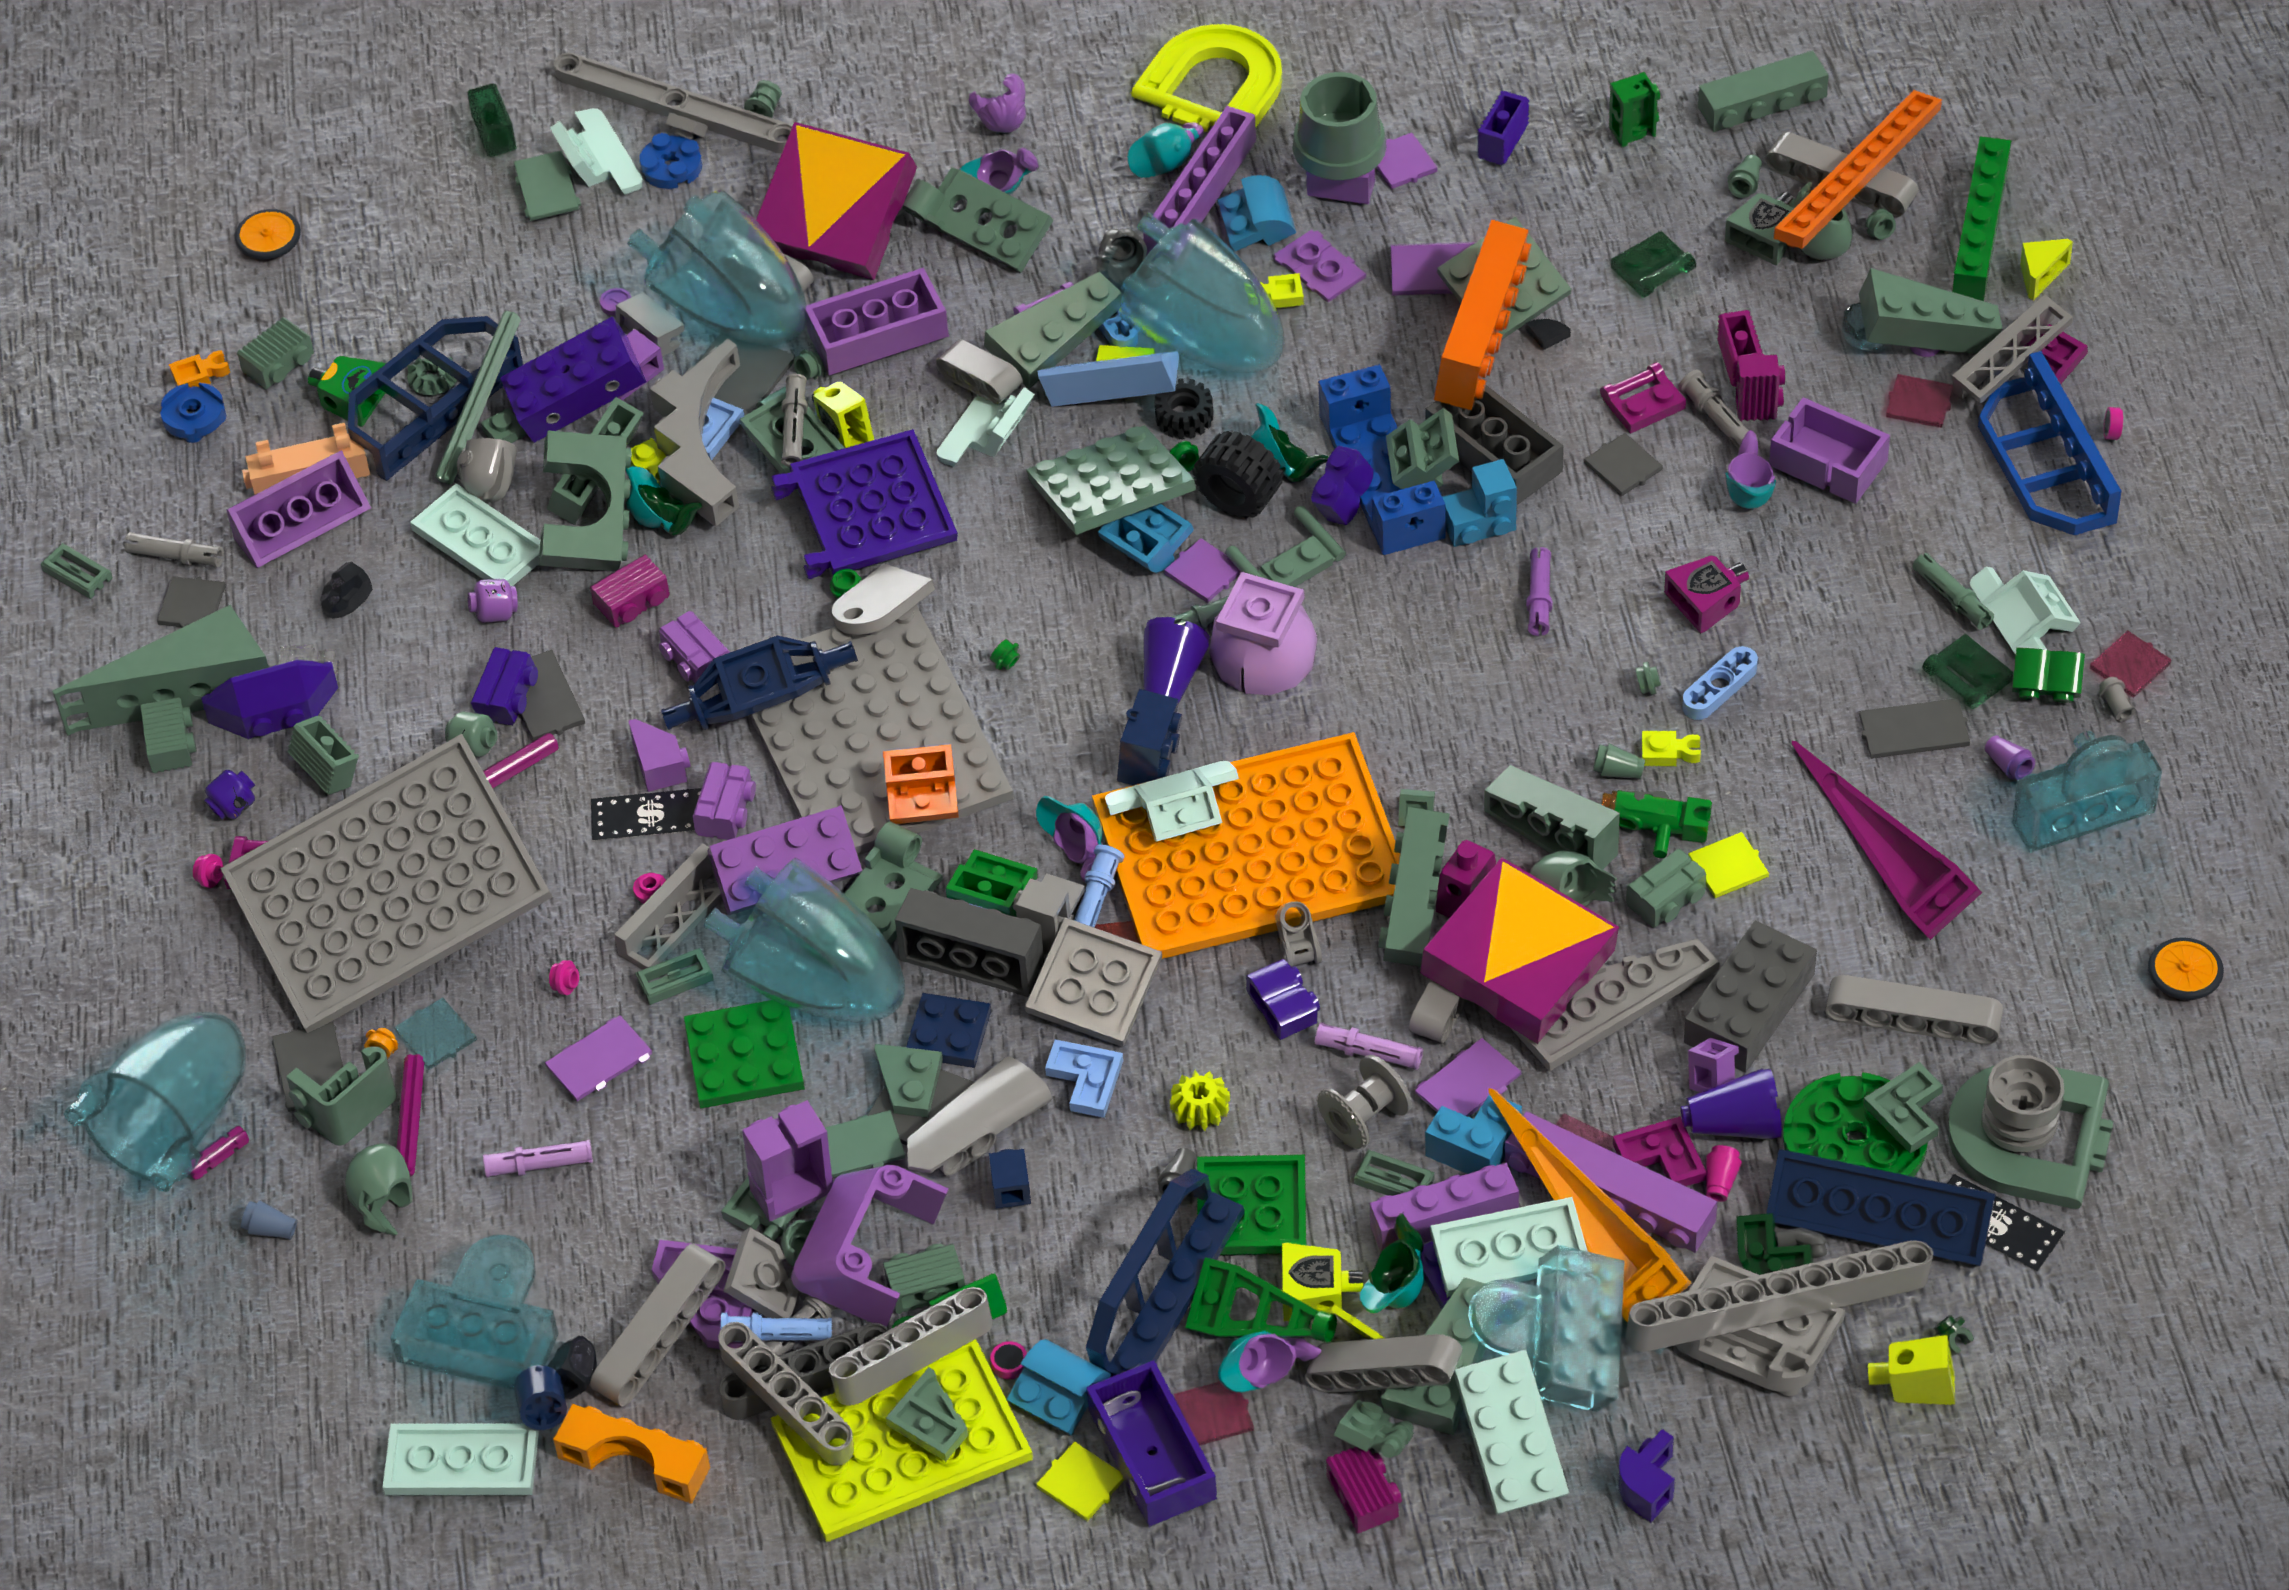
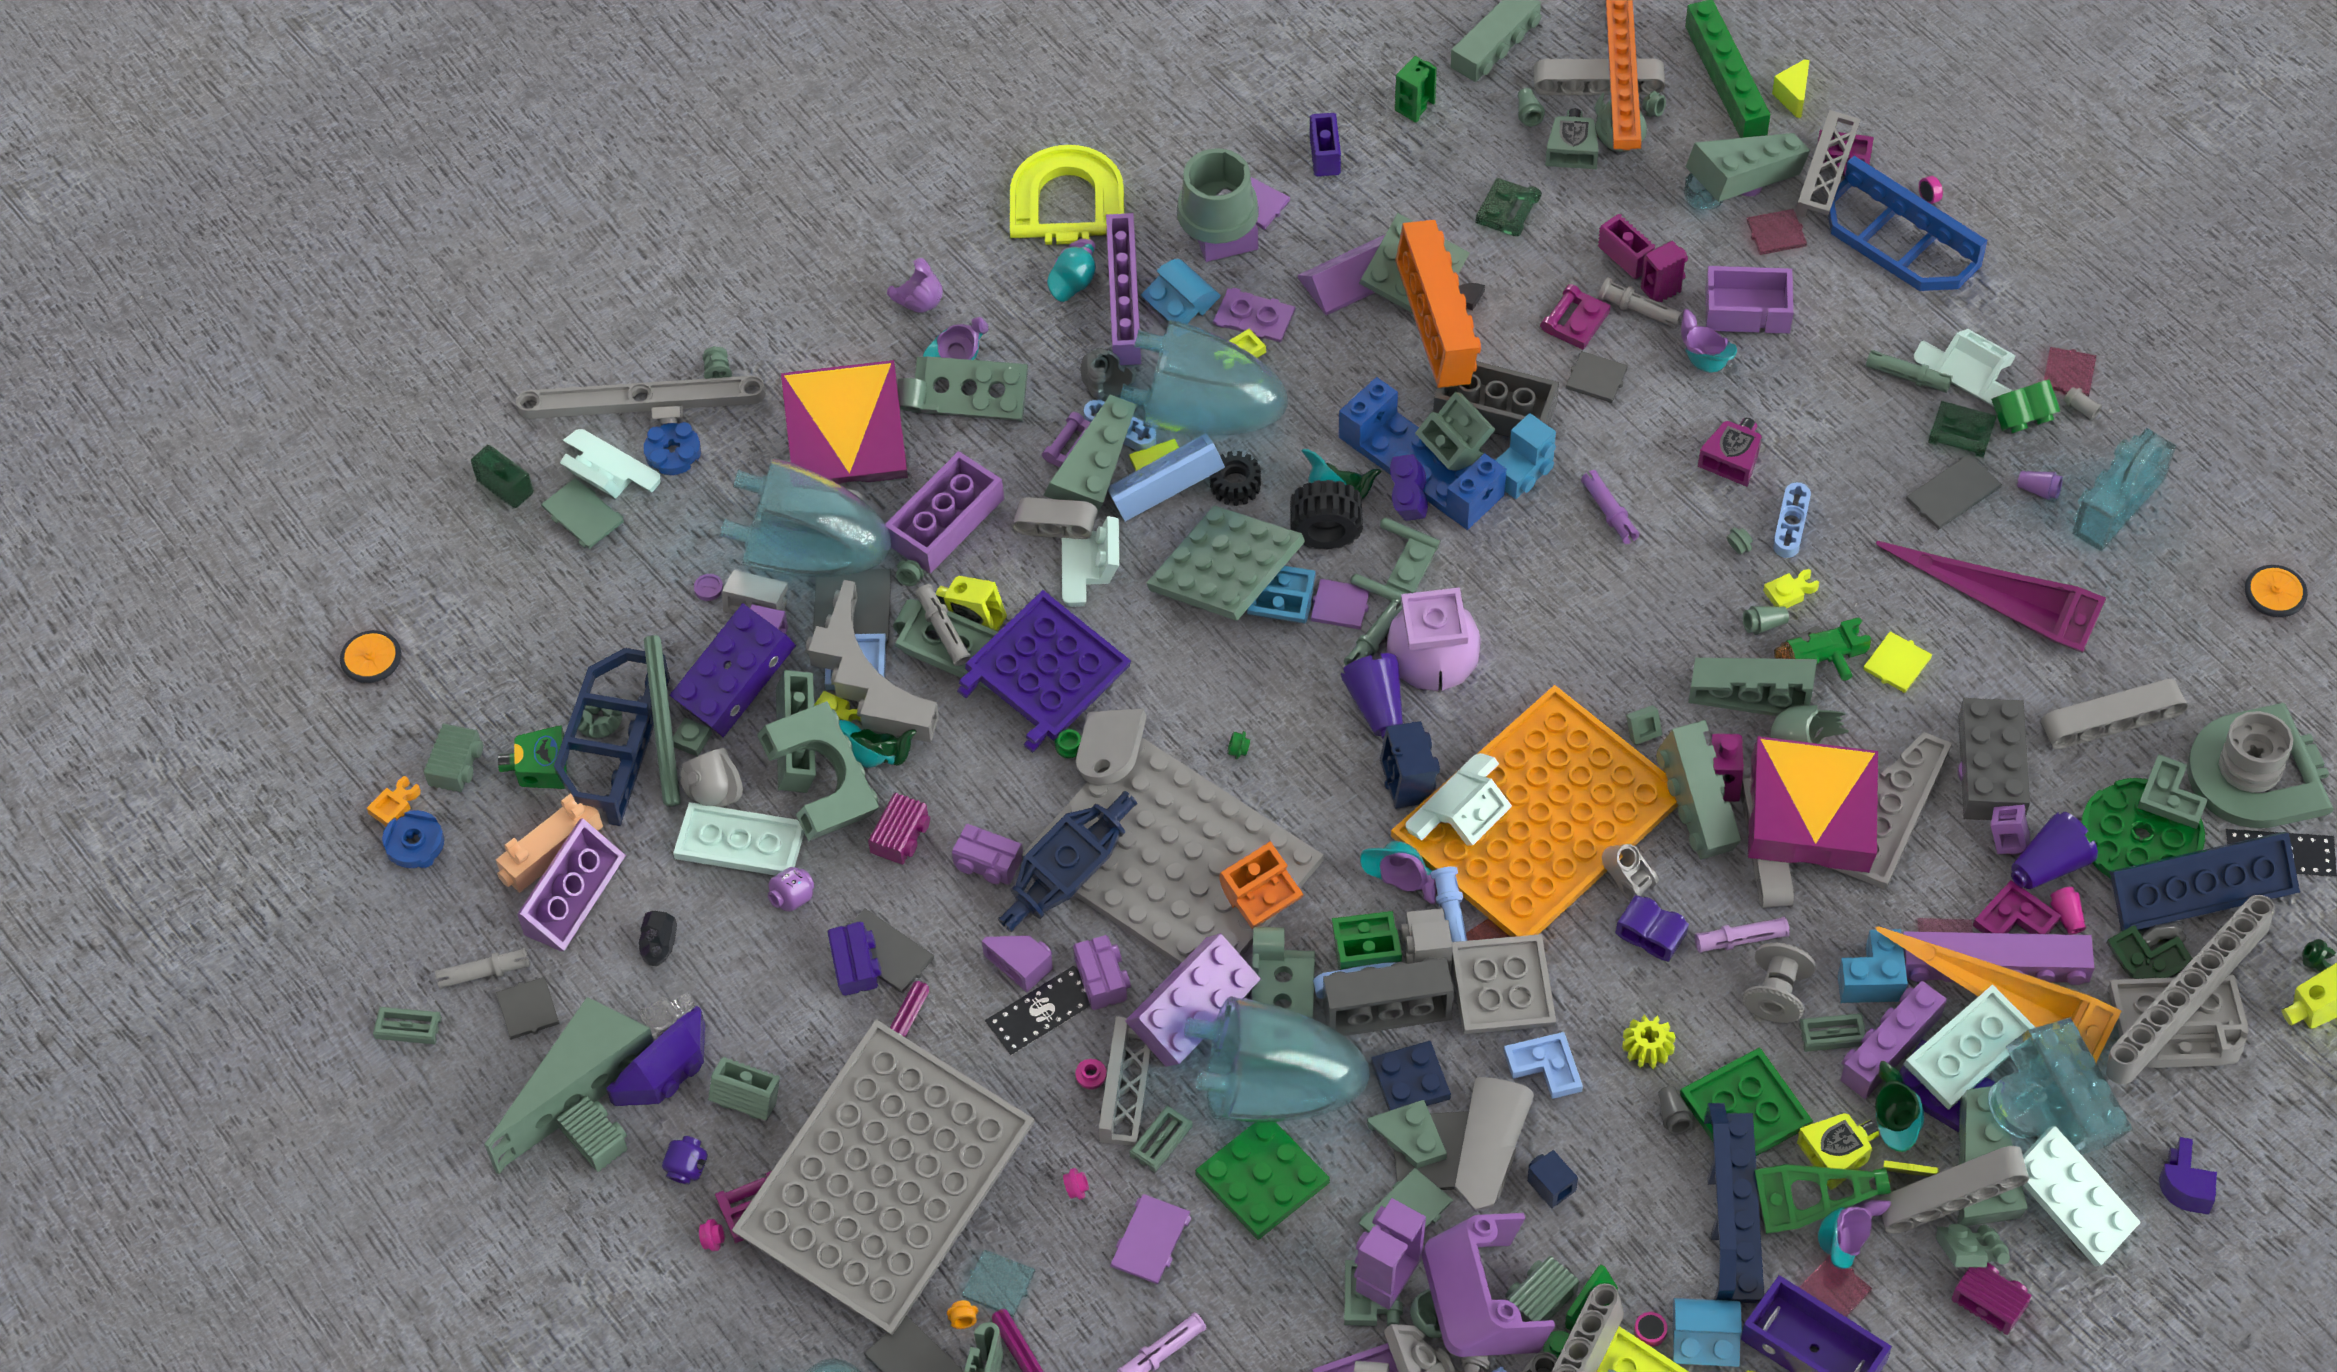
camera: 30 degrees left, 5 degrees up
(476, 729) = (853, 1012): sand green head -> none
(1190, 454) = (1264, 513): green plate -> none
(1467, 1079) = (1834, 926): medium lavender piece -> none
(1666, 888) = (1872, 701): sand green brick -> none

